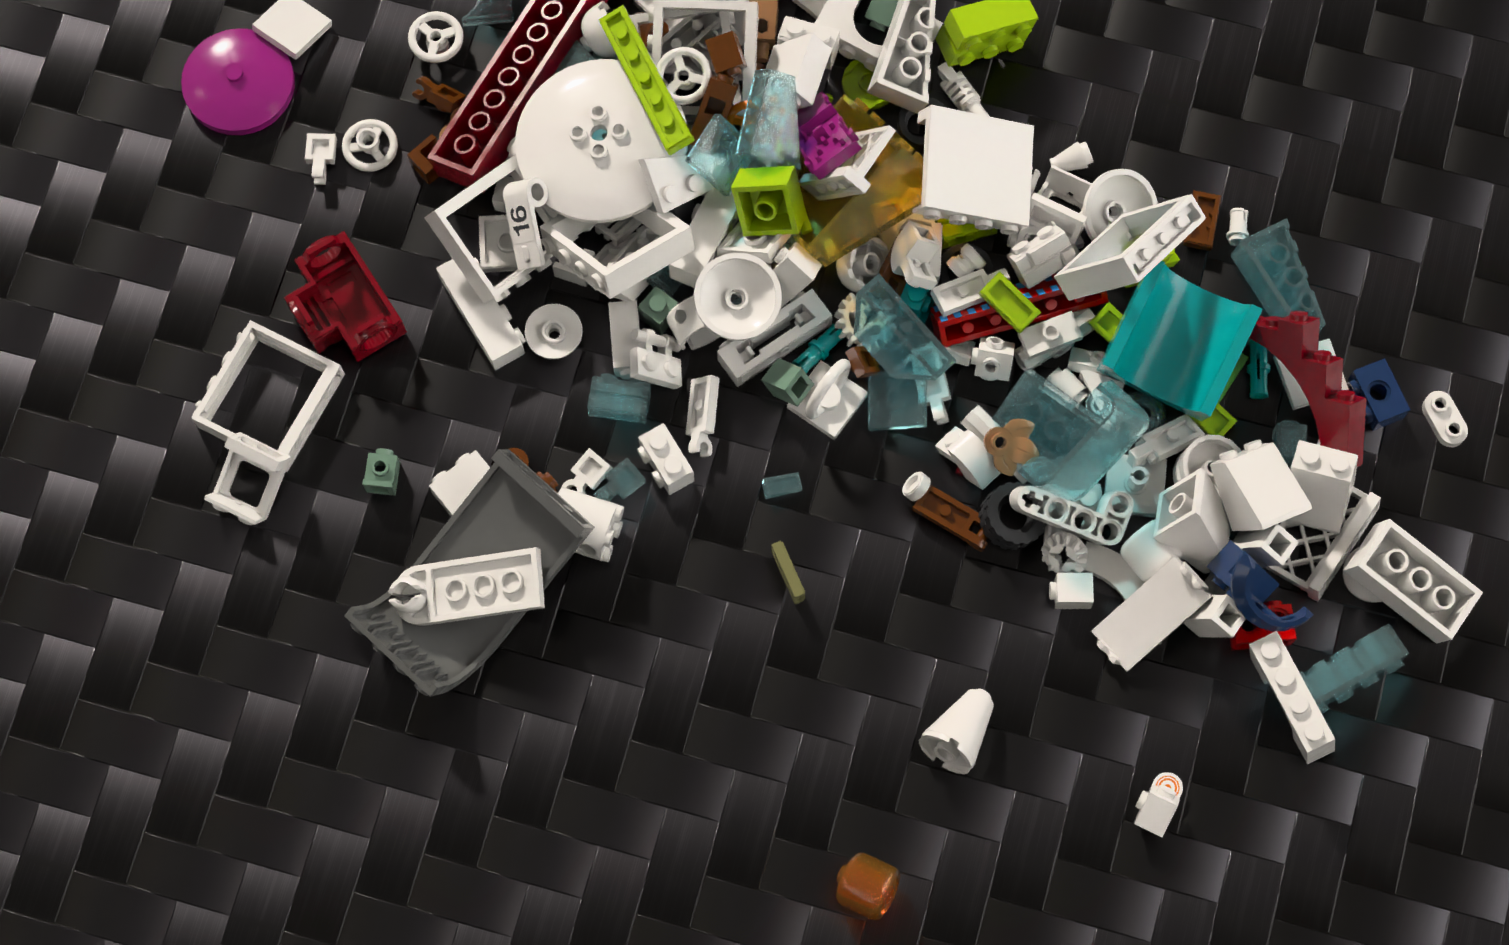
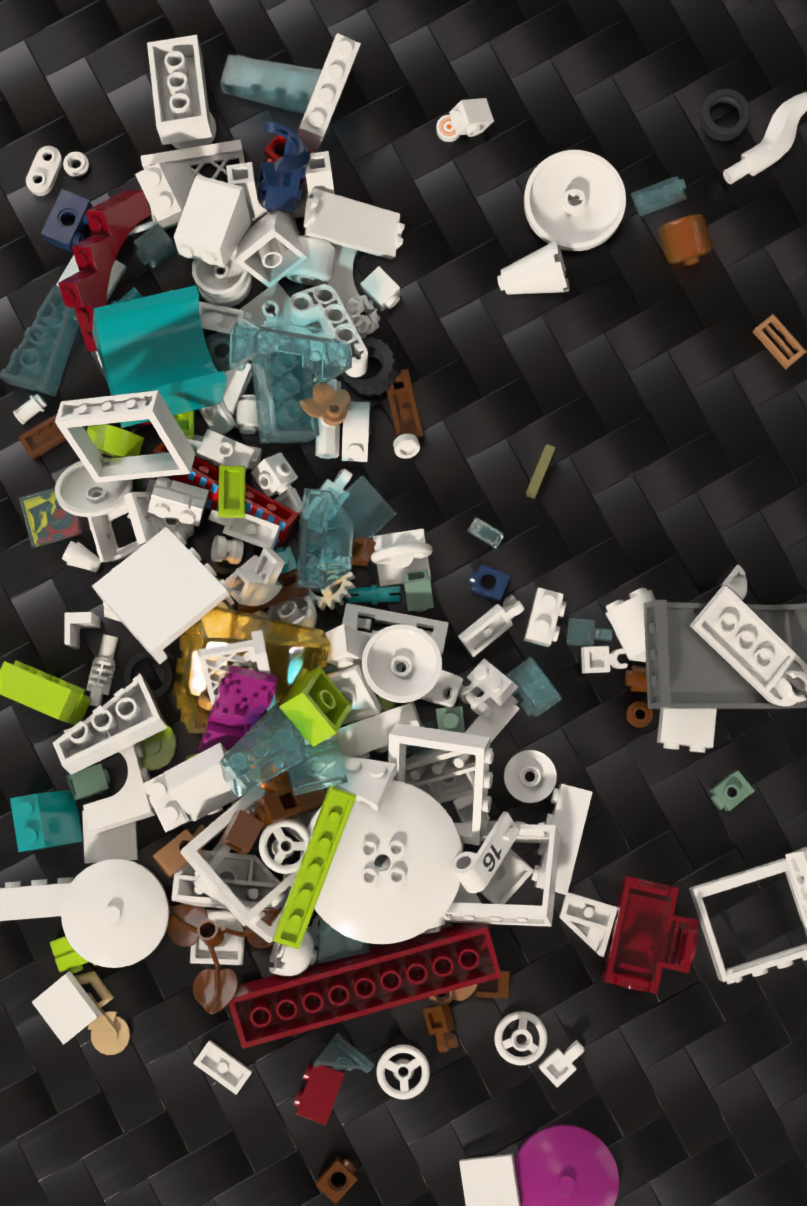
camera: 135 degrees left, 10 degrees up
(401, 273) = (589, 920): none -> white wing
(537, 644) = (737, 582): none -> white tile
(673, 894) = (770, 345): none -> medium nougat tile
(732, 456) = (495, 593): none -> dark blue brick
(930, 909) = (659, 195): none -> clear light blue hinge
(995, 824) = (574, 200): none -> white dish
(1017, 98) = (75, 622): none -> white panel
(1133, 155) = (47, 519): none -> clear light blue tile
(1430, 441) = (72, 158): none -> white plate

